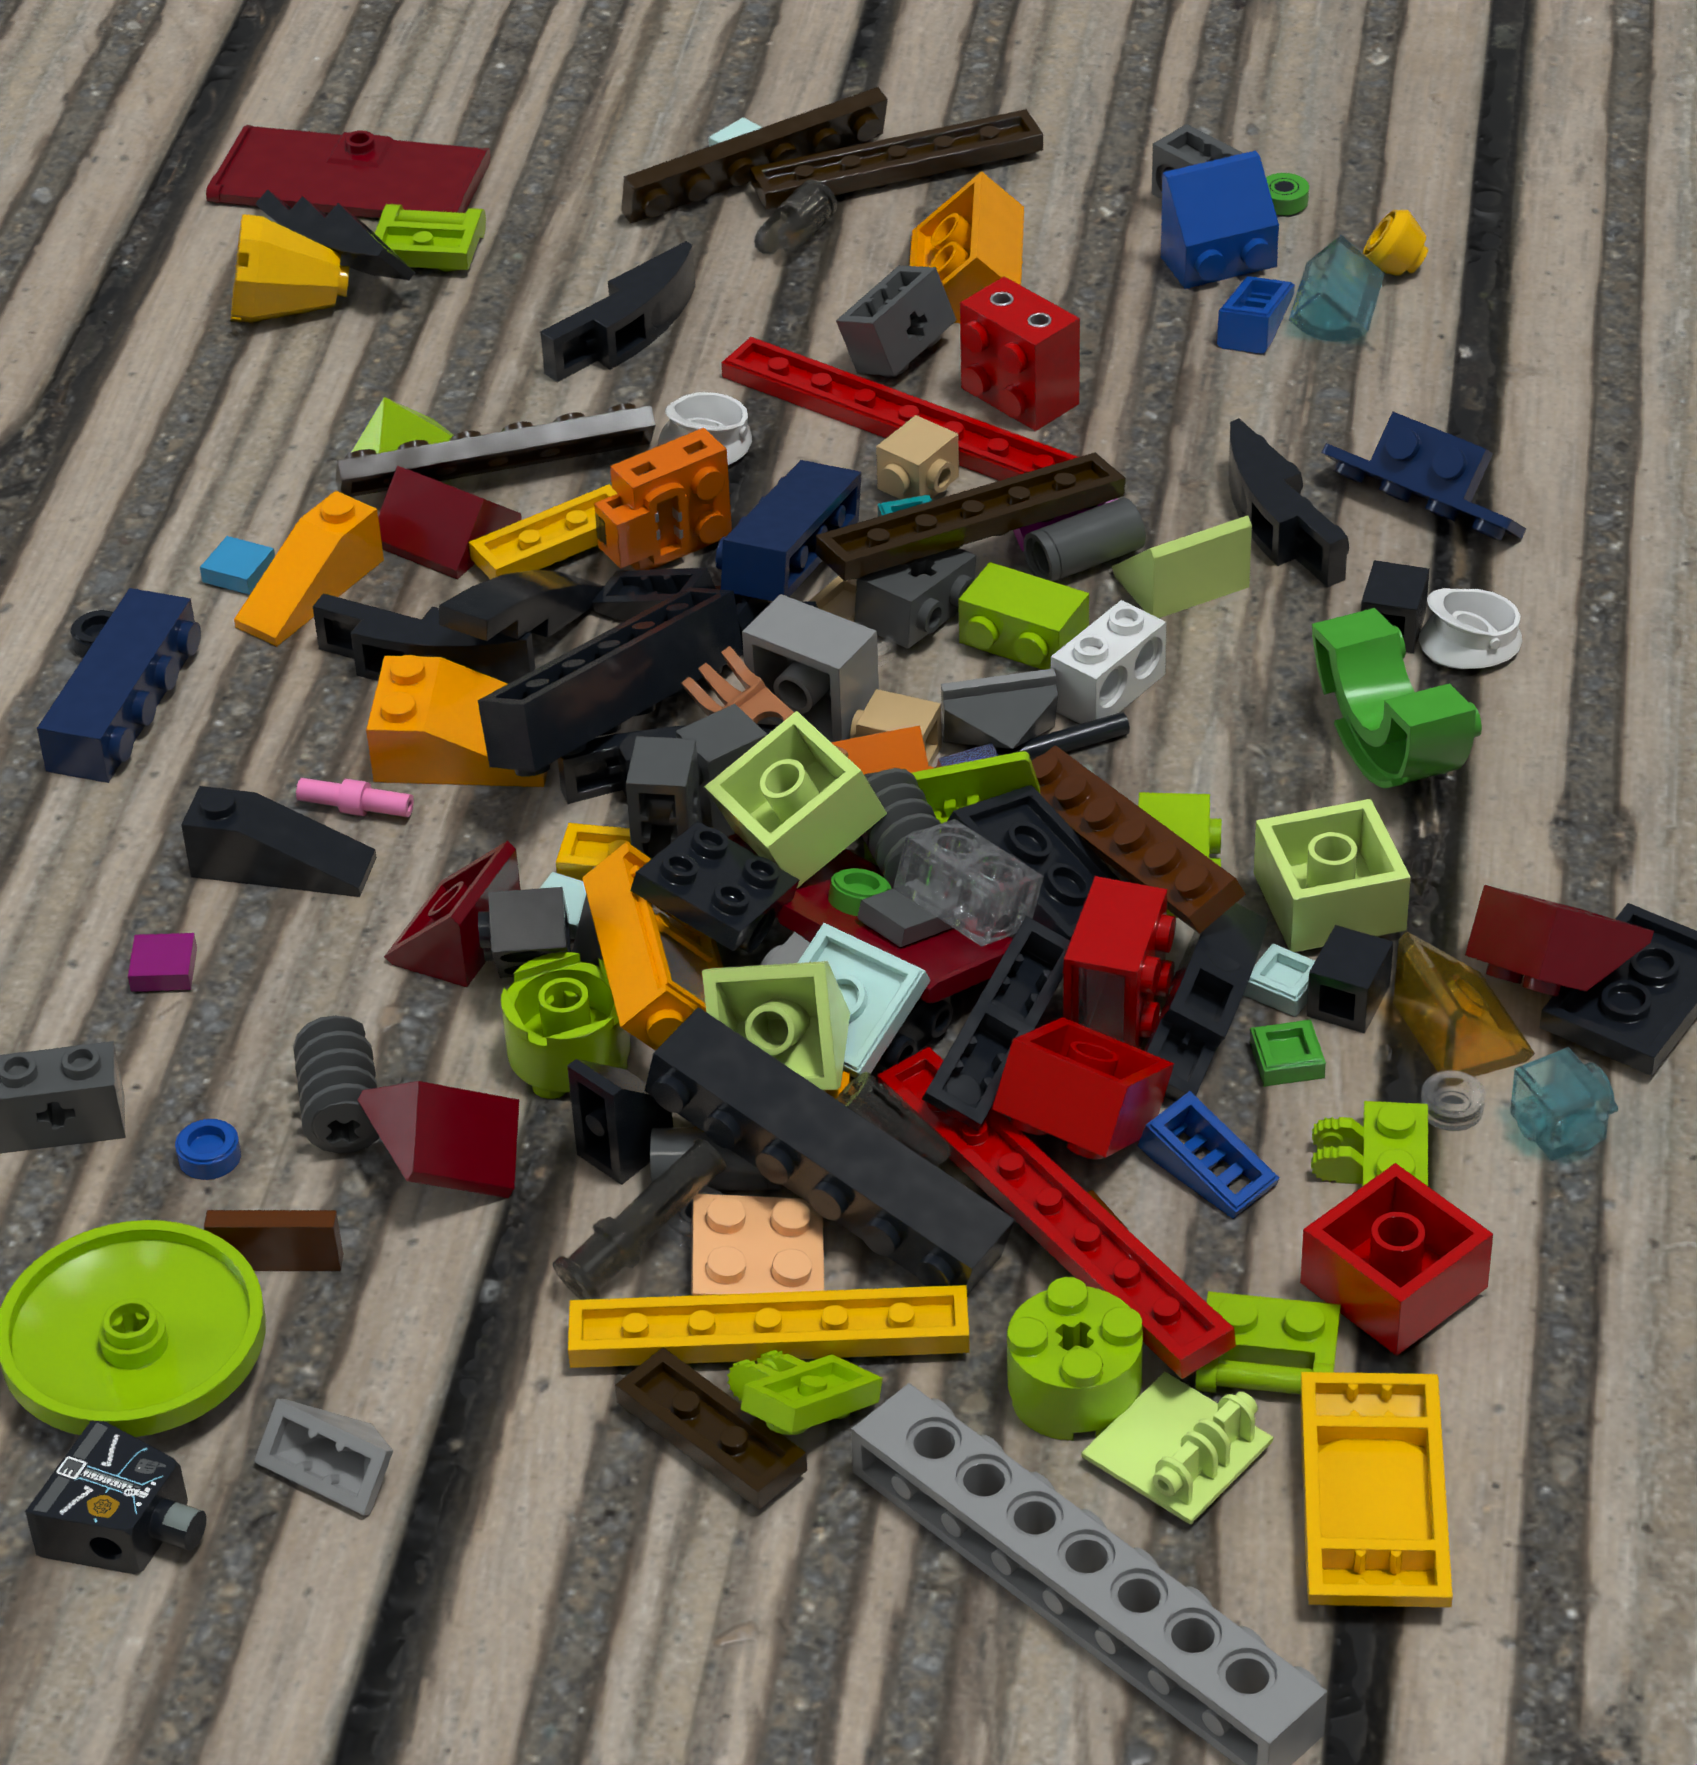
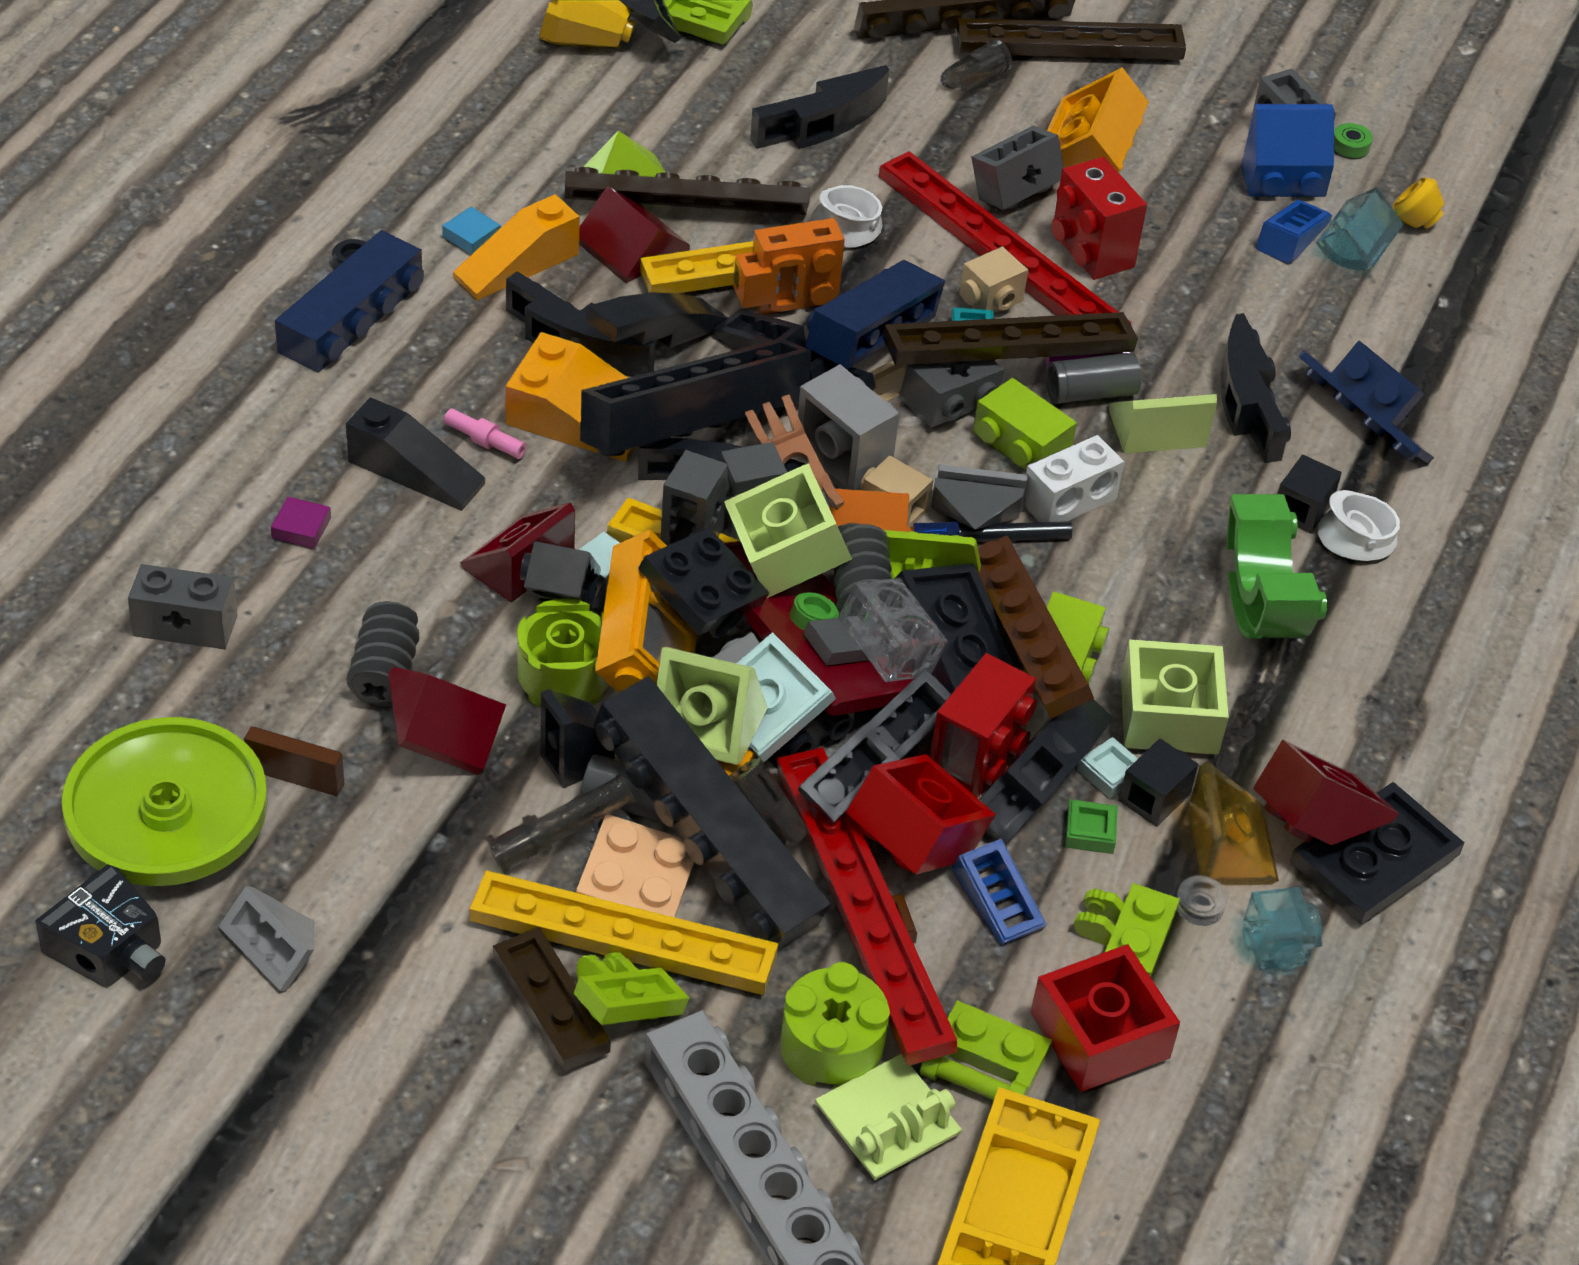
camera: 10 degrees right, 5 degrees up
(208, 1149) = (278, 675): blue tile -> none

